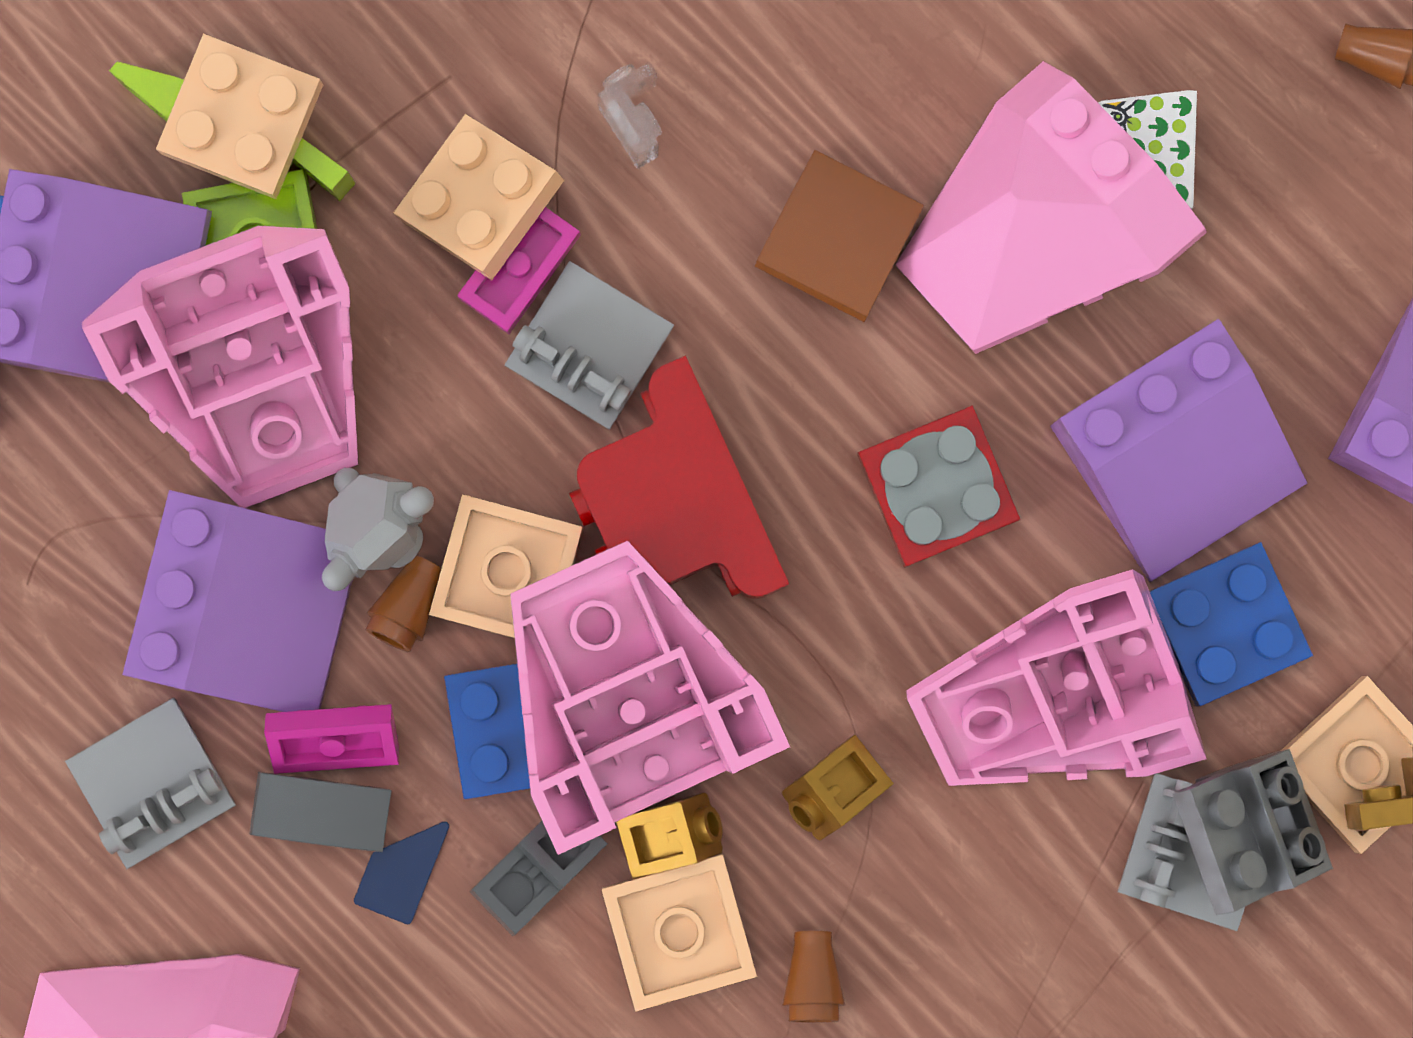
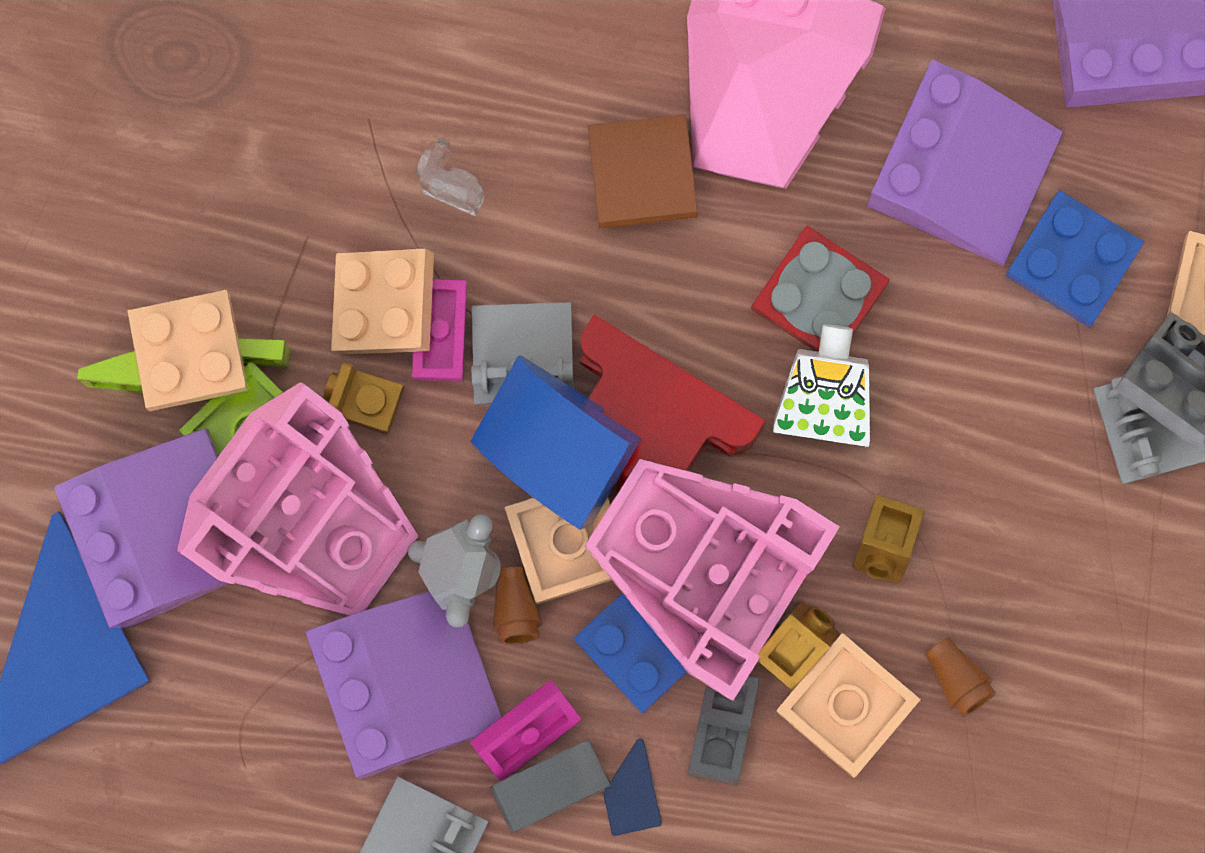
camera: 25 degrees left, 5 degrees down
(393, 283) = (364, 398): none -> pearl gold bracket
(552, 464) = (554, 443): none -> blue slope
(873, 596) = (827, 392): none -> white torso
(1064, 692) = (996, 373): bright pink wedge -> none

